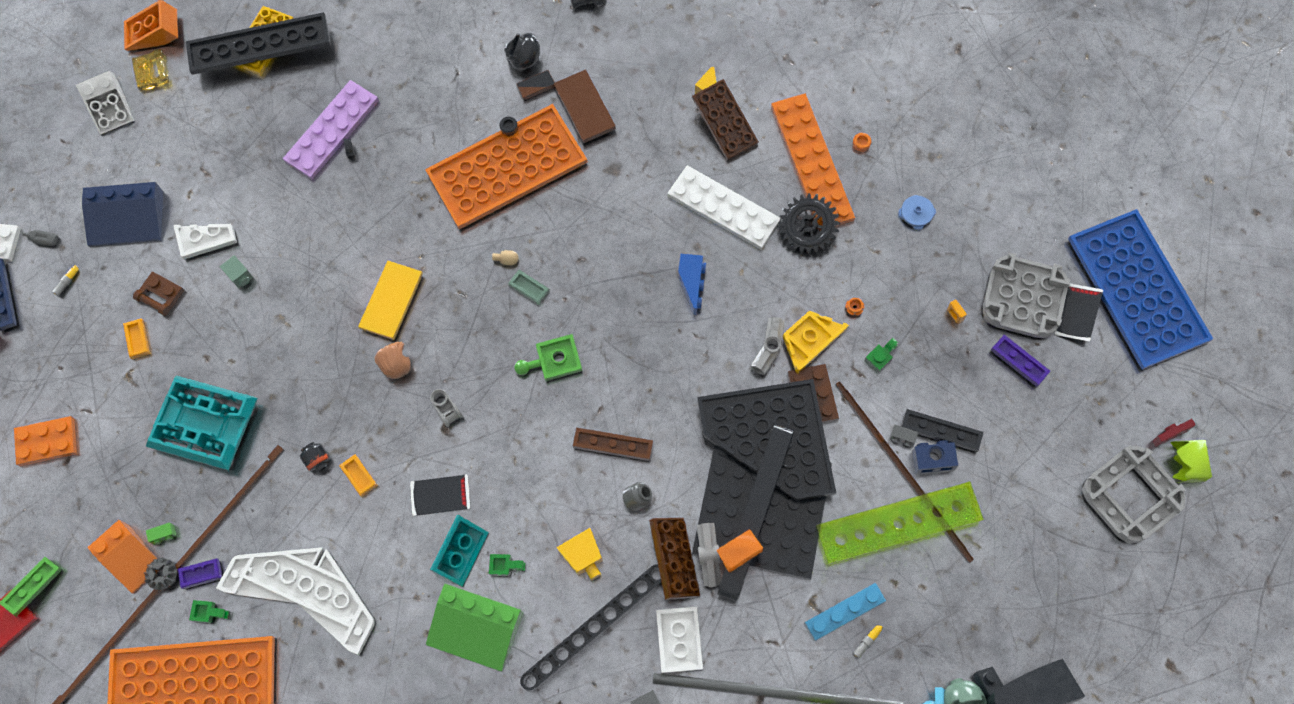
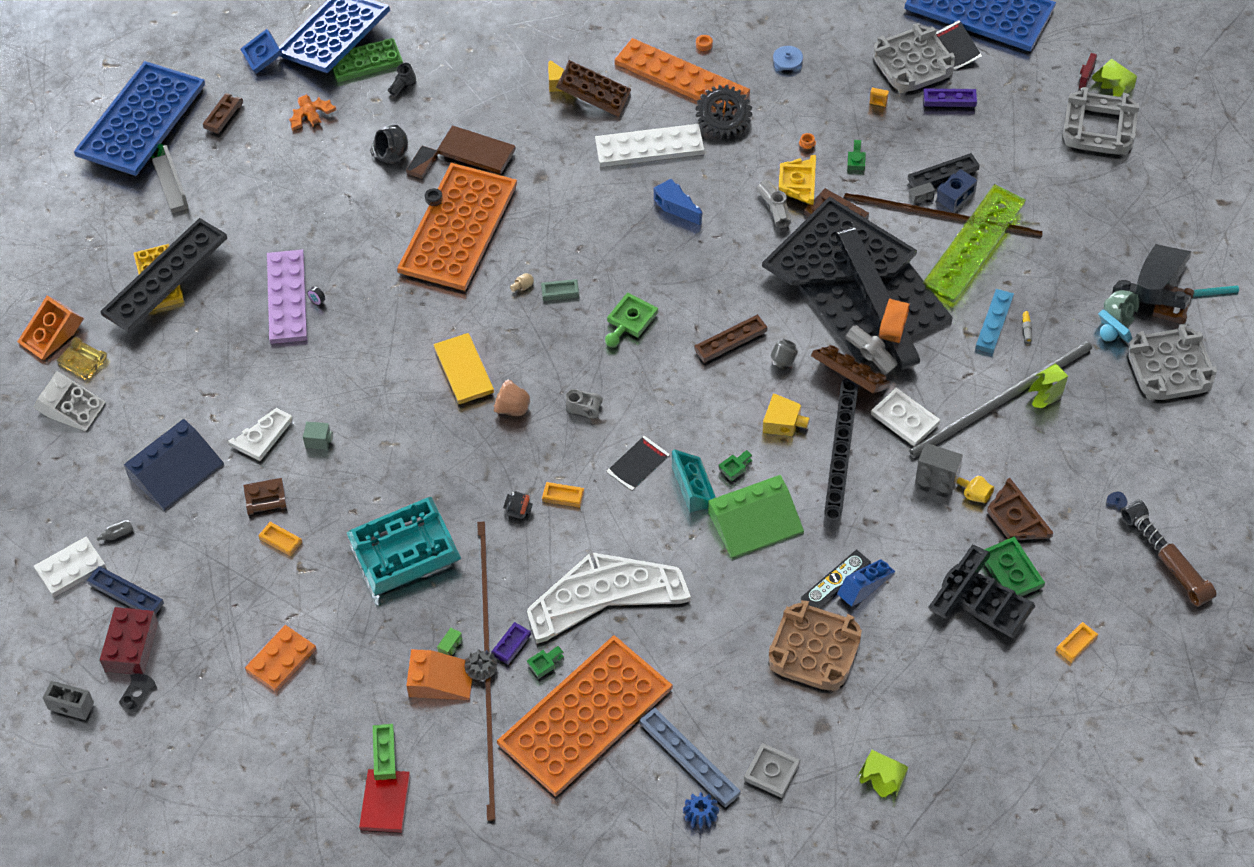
camera: 45 degrees left, 15 degrees down
(65, 280) = (172, 545): light grey piece -> none

